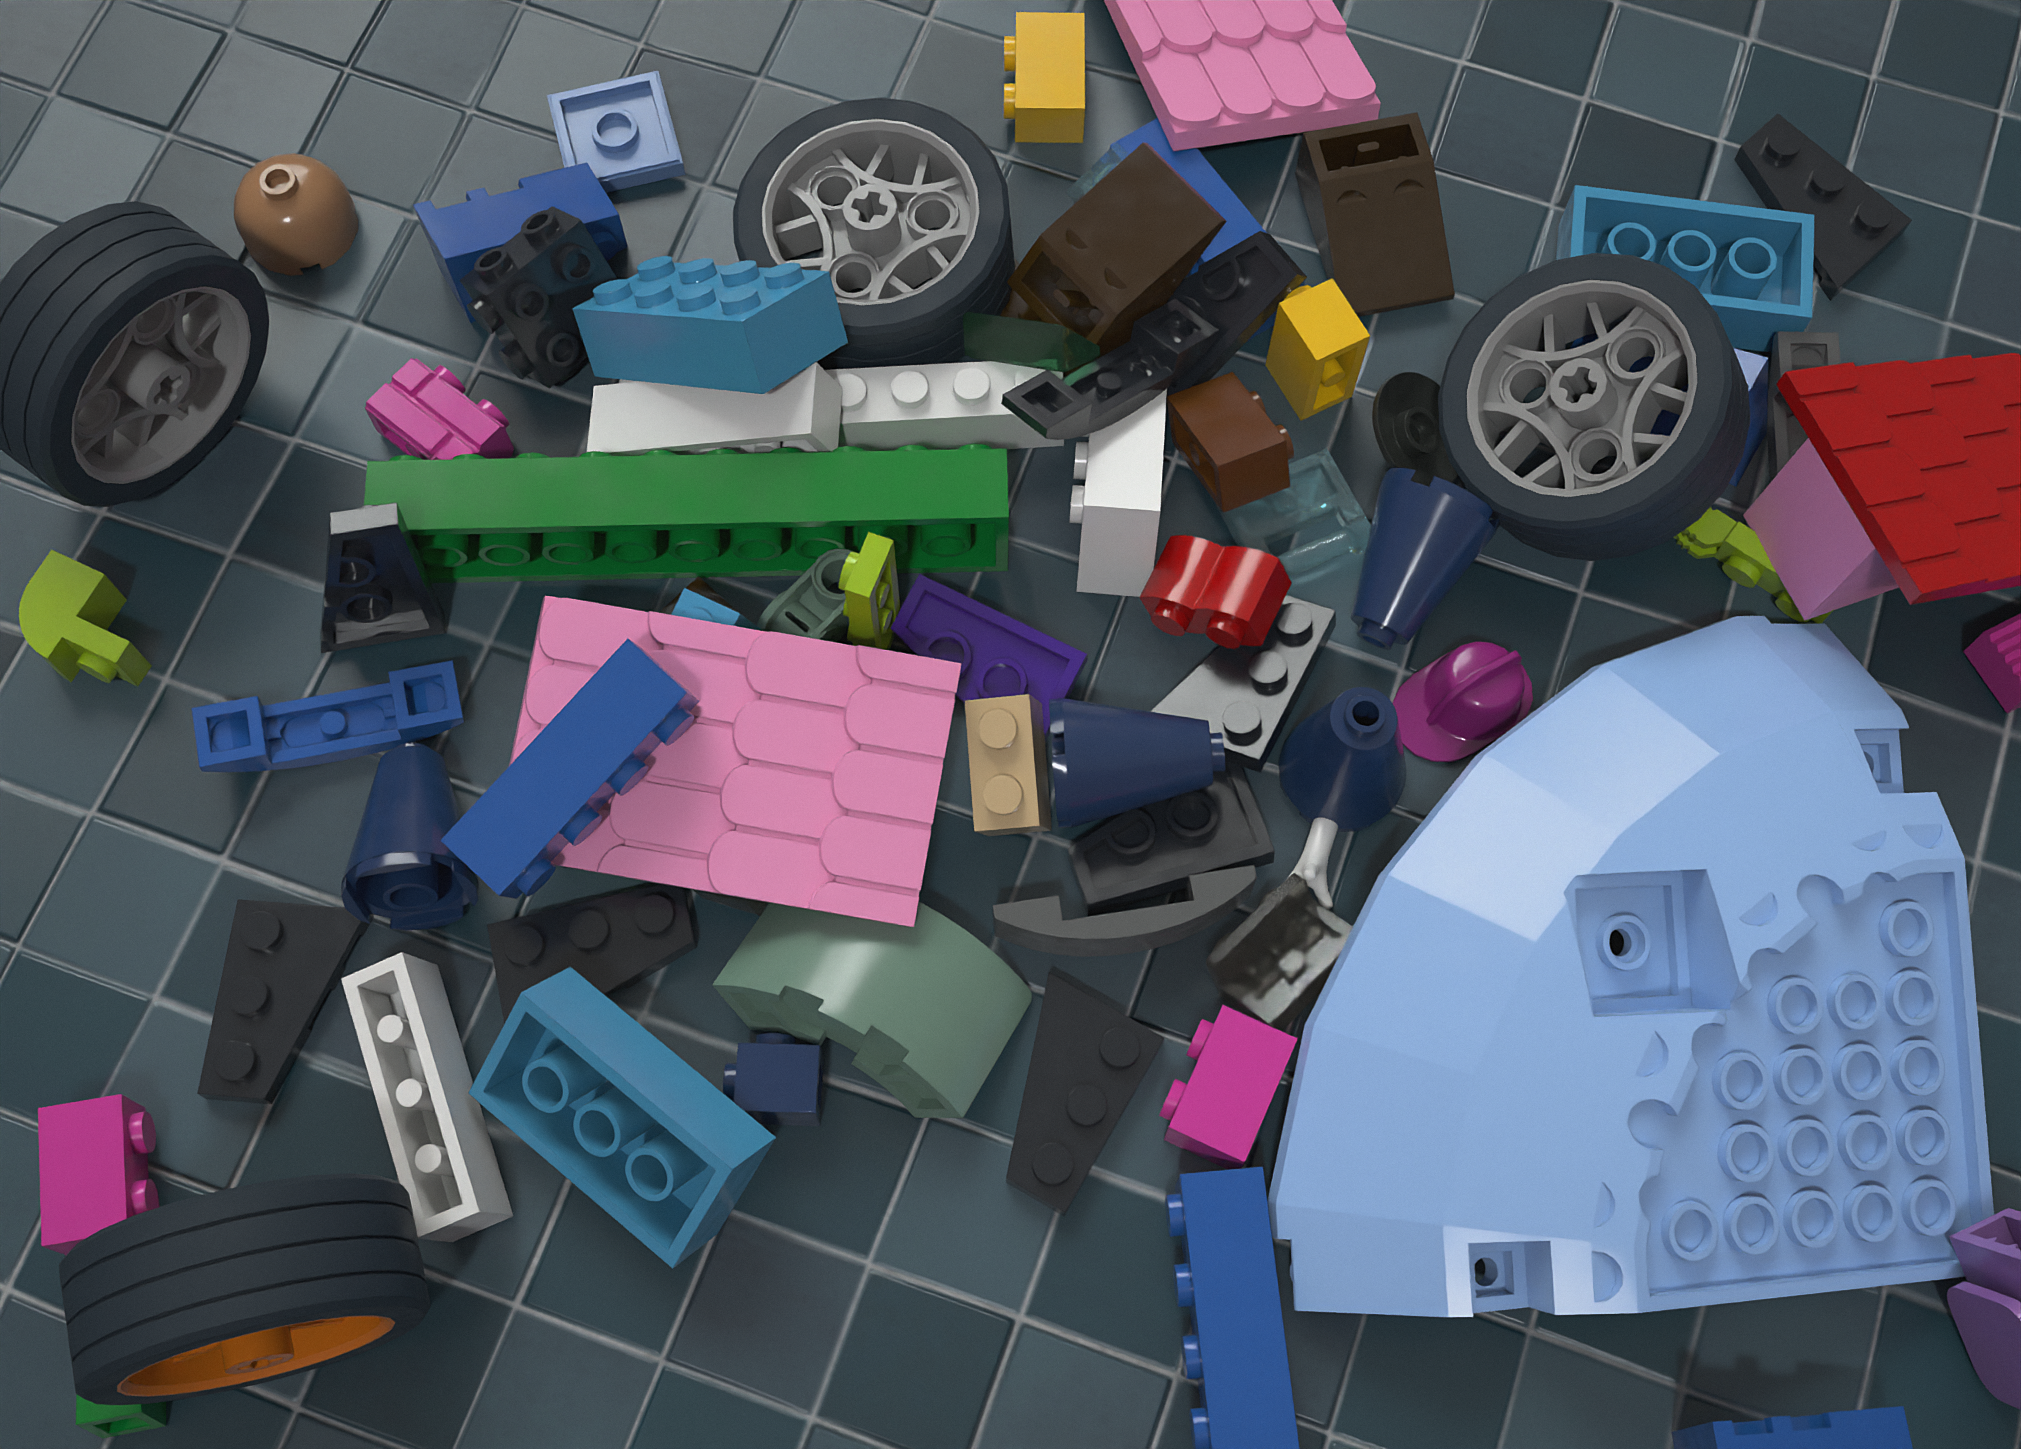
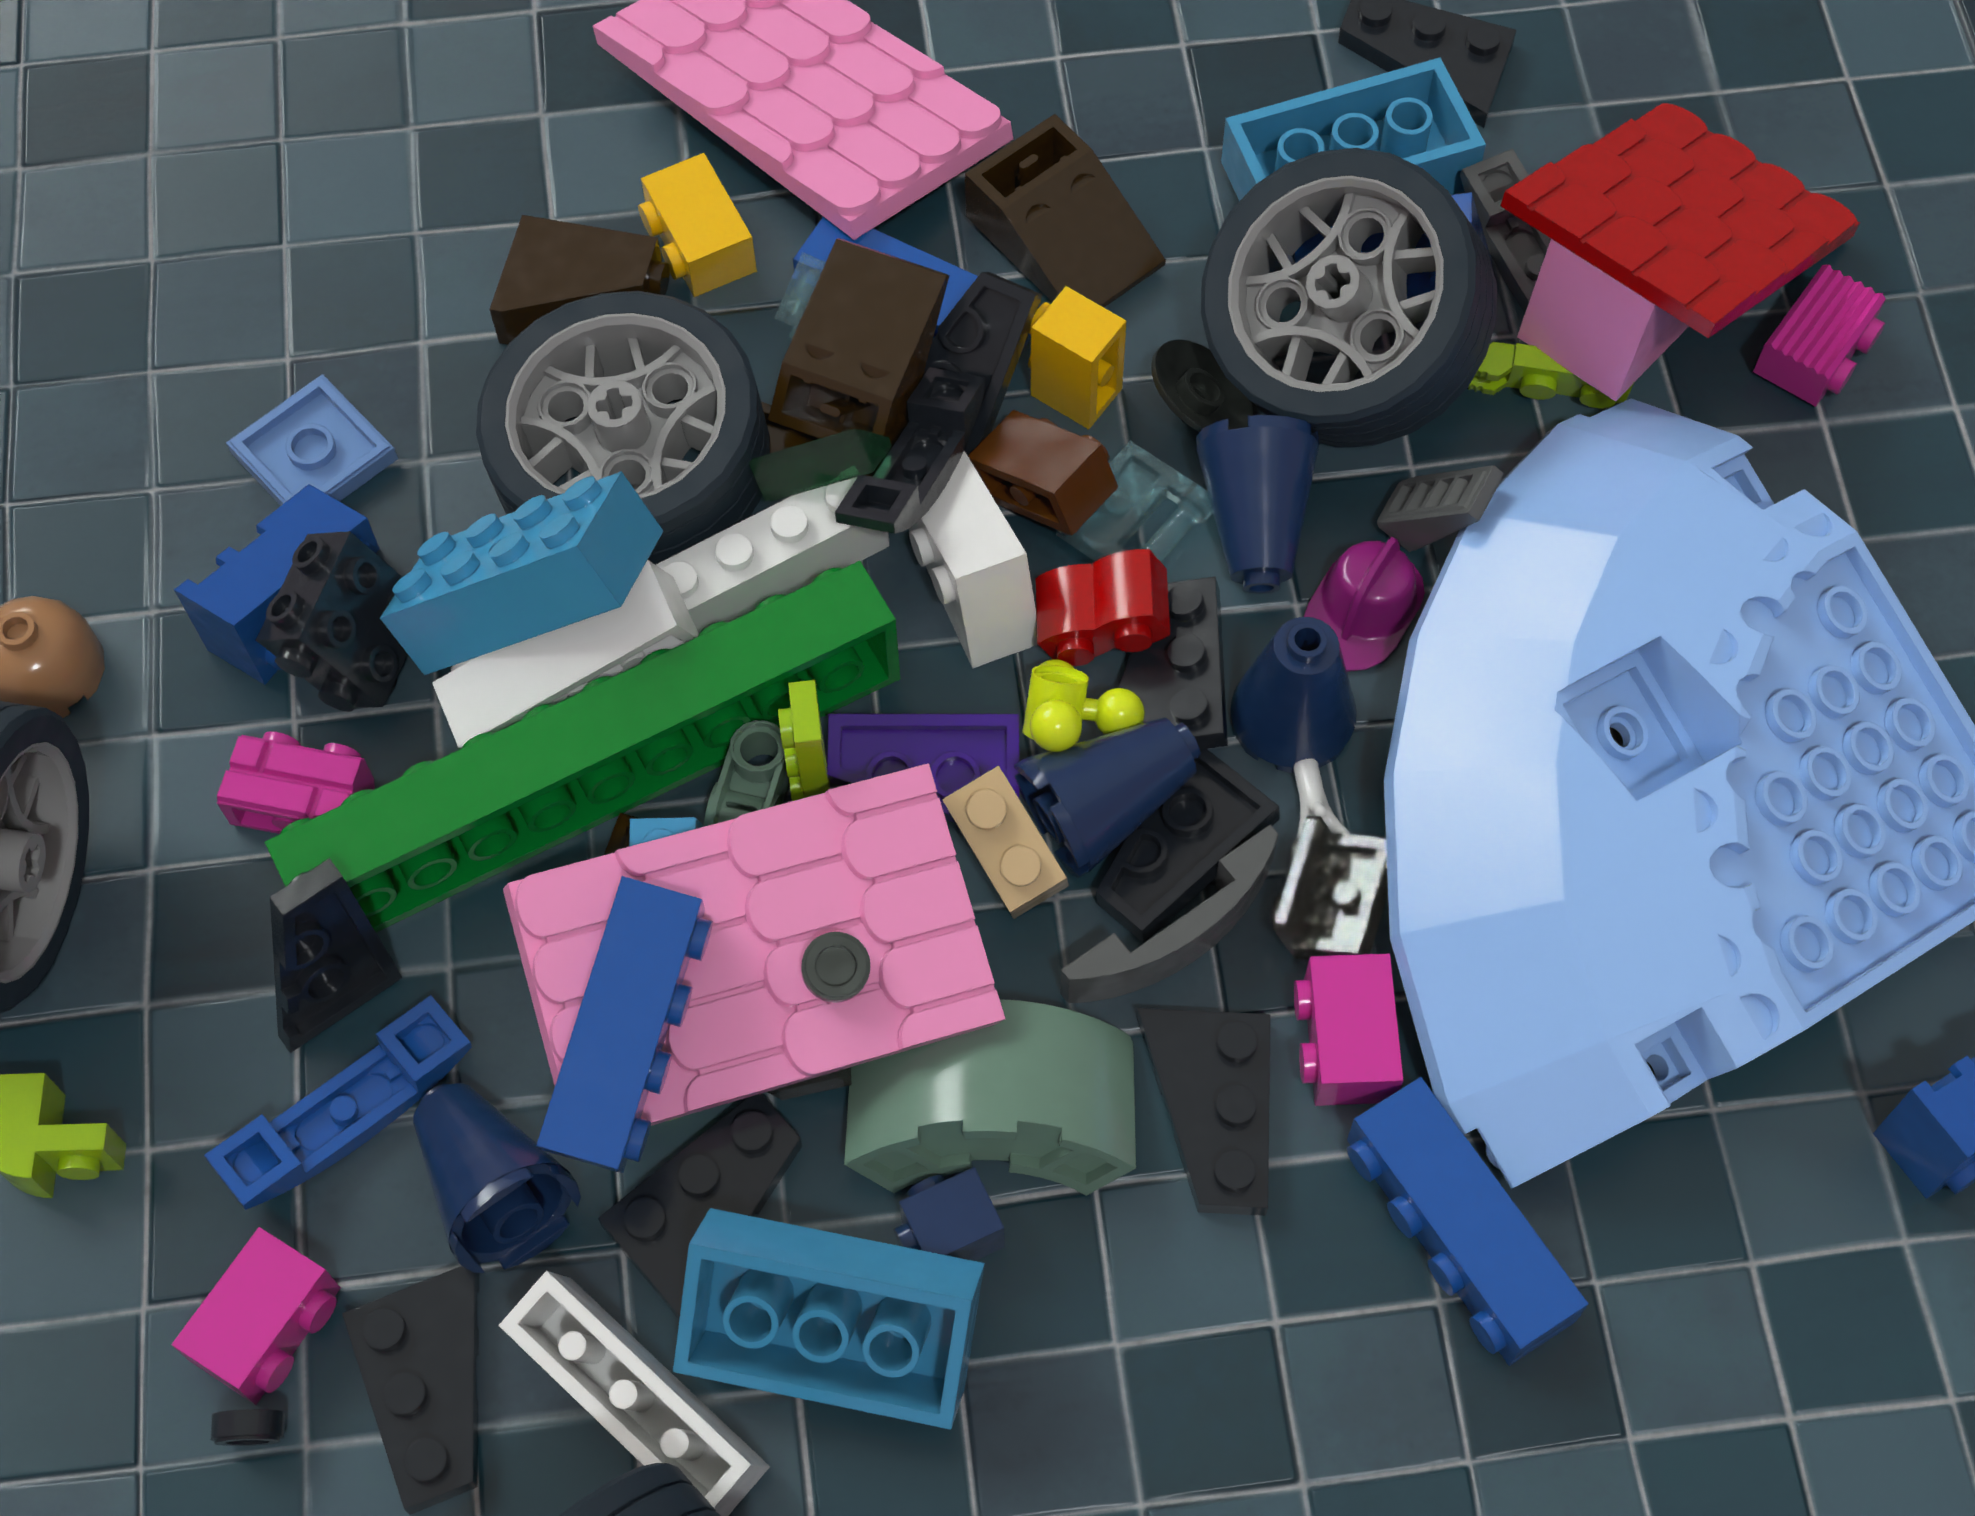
camera: 25 degrees left, 5 degrees down
(110, 958) = (247, 1427): none -> black tile
(167, 868) = (258, 1316): none -> dark pink brick
(784, 807) = (835, 967): none -> pearl dark grey tile
(916, 63) = (569, 262): none -> dark brown slope
(1123, 664) = (1060, 704): none -> neon yellow piece
(1577, 640) = (1437, 505): none -> dark grey slope

